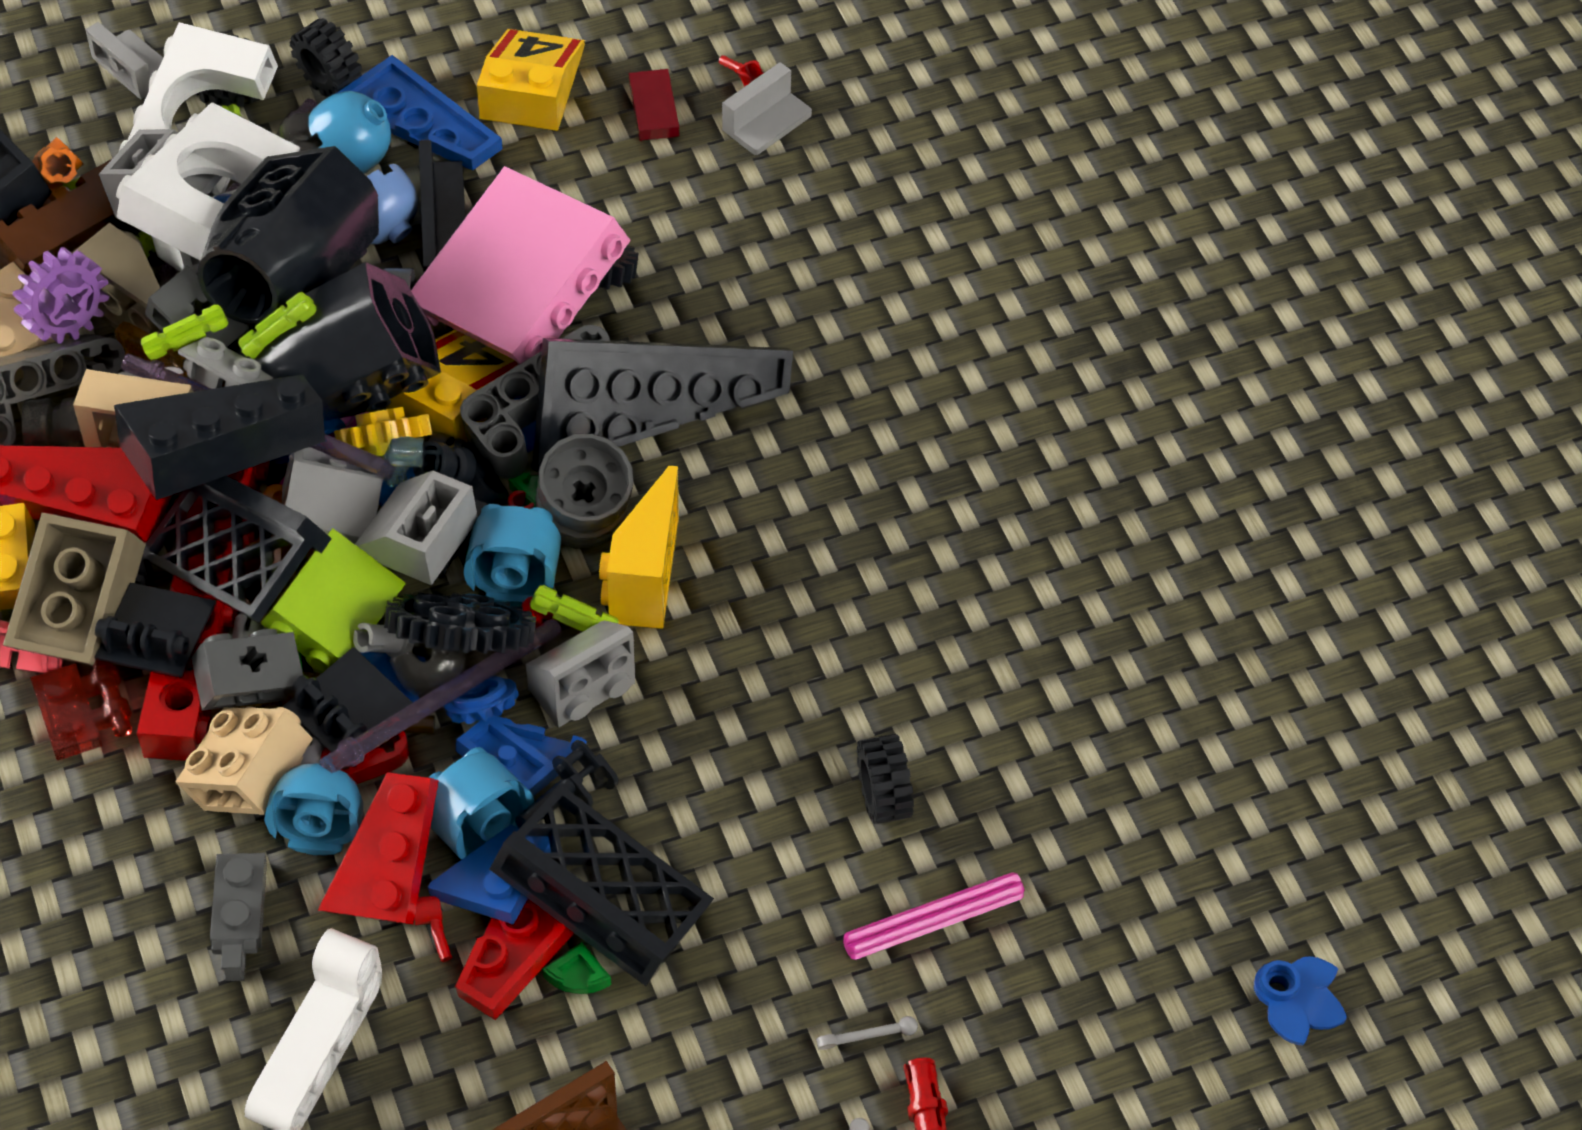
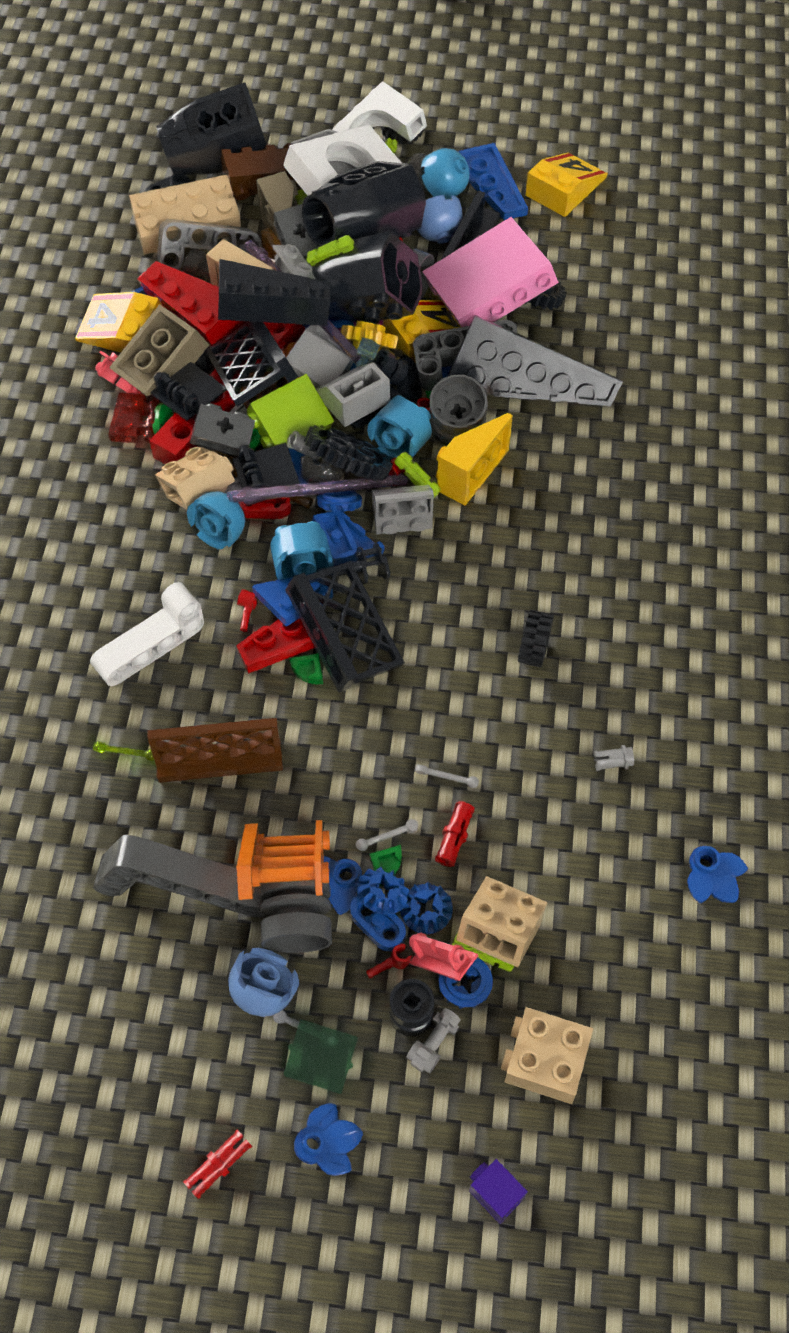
camera: 30 degrees right, 5 degrees up
(57, 164) = (278, 132): orange piece -> none
(60, 295) = (229, 207): medium lavender gear -> none
(124, 57) = (350, 93): light grey panel -> none
(132, 688) = (162, 415): none -> green tile
(184, 332) = (283, 237): lime axle -> none
(238, 910) = (151, 556): dark grey hinge -> none
(325, 57) = (456, 129): black tyre -> none
(387, 854) = (239, 558): red wing -> none
(653, 104) = (626, 221): dark red tile -> none
(747, 72) = (690, 223): red hand -> none
(764, 110) = (687, 246): light grey panel -> none
(933, 916) = (523, 728): dark pink axle -> none
(1081, 900) = (614, 758): none -> light grey pin

